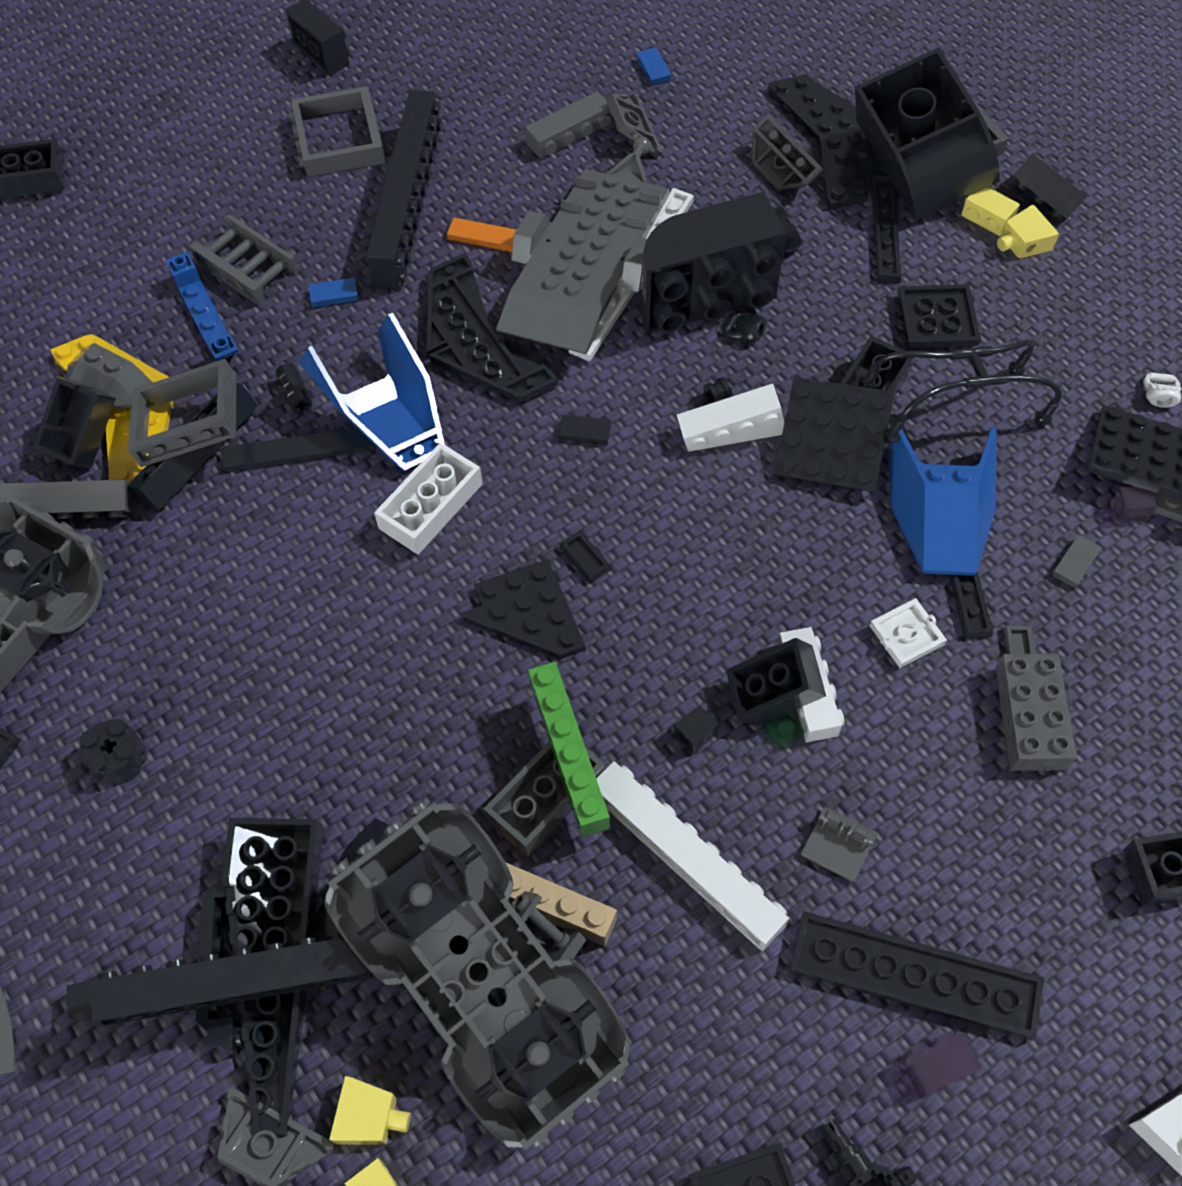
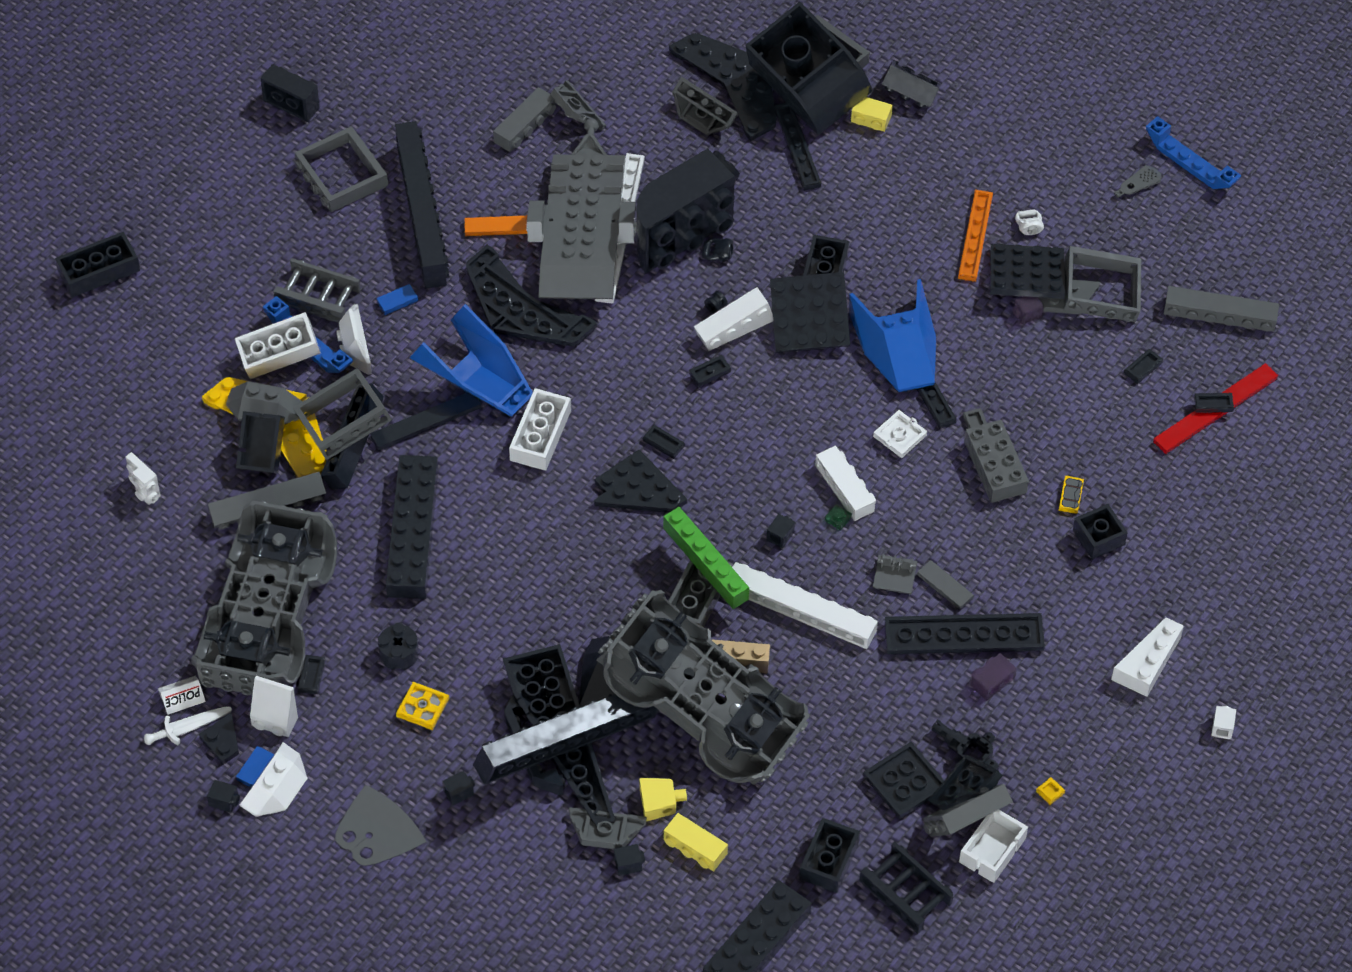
camera: 20 degrees left, 5 degrees down
(106, 850) = (422, 705): none -> yellow piece
(159, 310) = (277, 345): none -> white brick
(211, 587) = (412, 527): none -> black brick
(258, 324) = (353, 339): none -> white wedge
(293, 388) = (402, 378): black axle -> none
(584, 429) = (629, 354): black tile -> none
(653, 66) = (571, 52): blue tile -> none
(679, 478) = (710, 371): none -> black plate
(775, 682) = (824, 485): black brick -> none
(909, 883) = (945, 585): none -> dark grey tile
(938, 316) = (857, 206): black plate -> none
(1016, 372) = (923, 232): black bar -> none
(1028, 234) = (904, 126): light yellow torso -> none
(1076, 561) = (999, 357): dark grey tile -> none
(1084, 390) = (975, 235): none -> orange tile
(1133, 792) = (1071, 494): none -> tile

